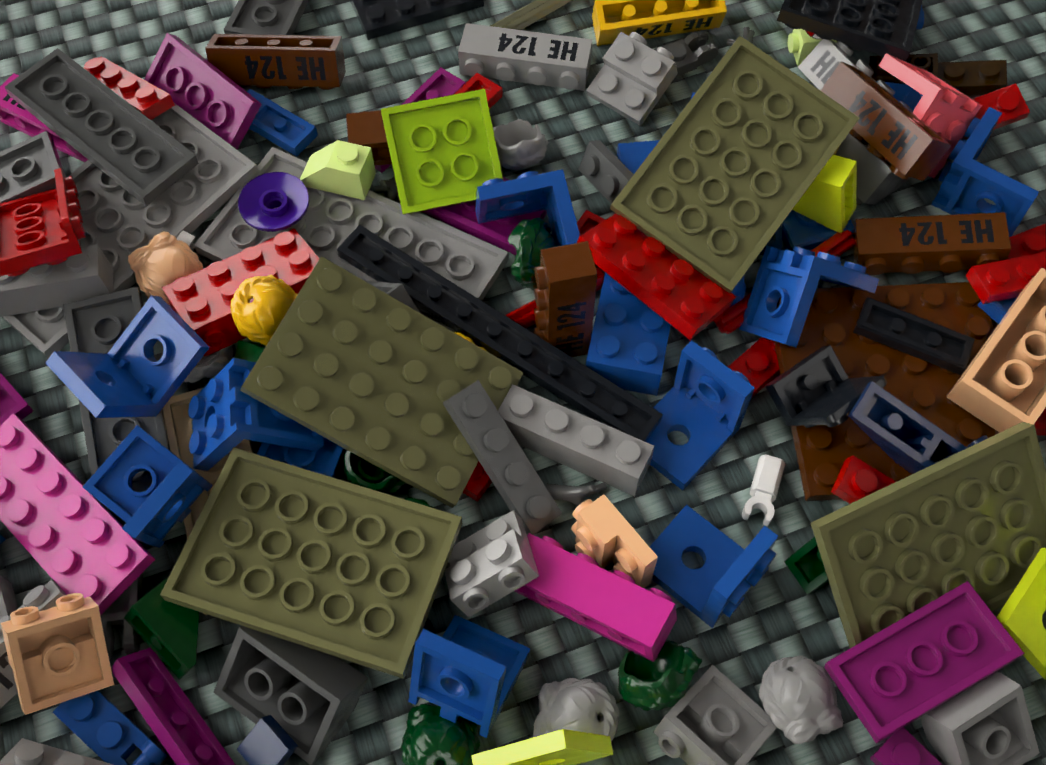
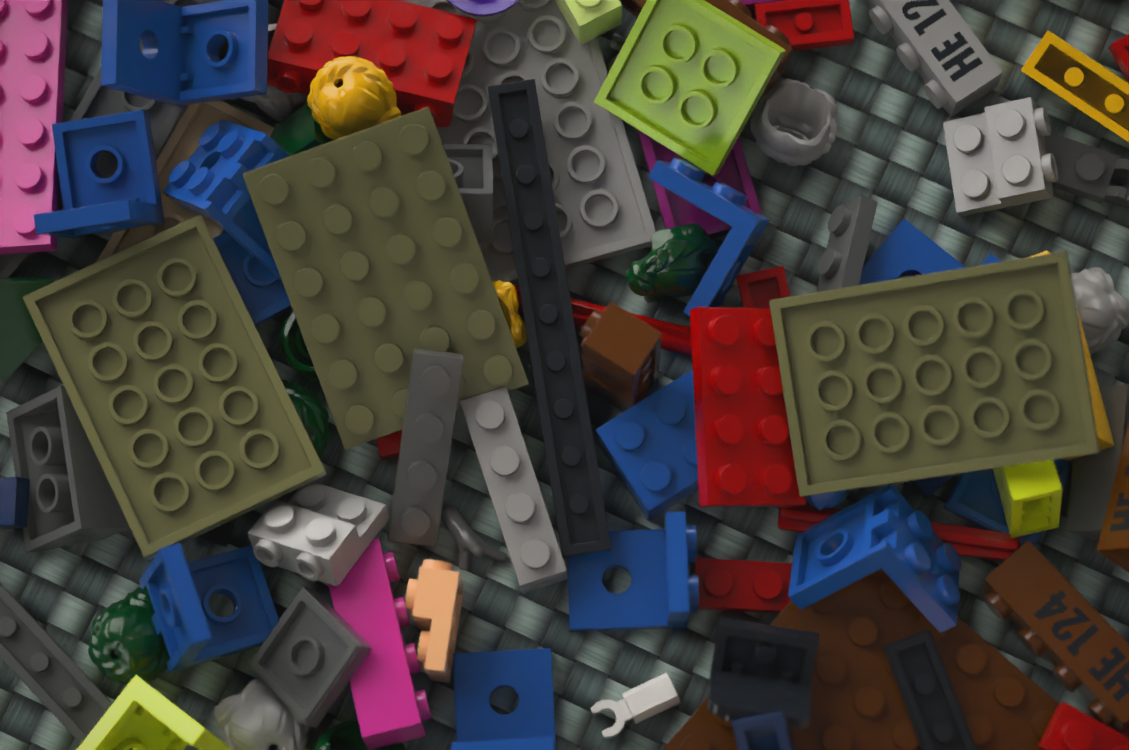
camera: 50 degrees right, 15 degrees up
(564, 638) = (309, 657): none -> dark grey tile

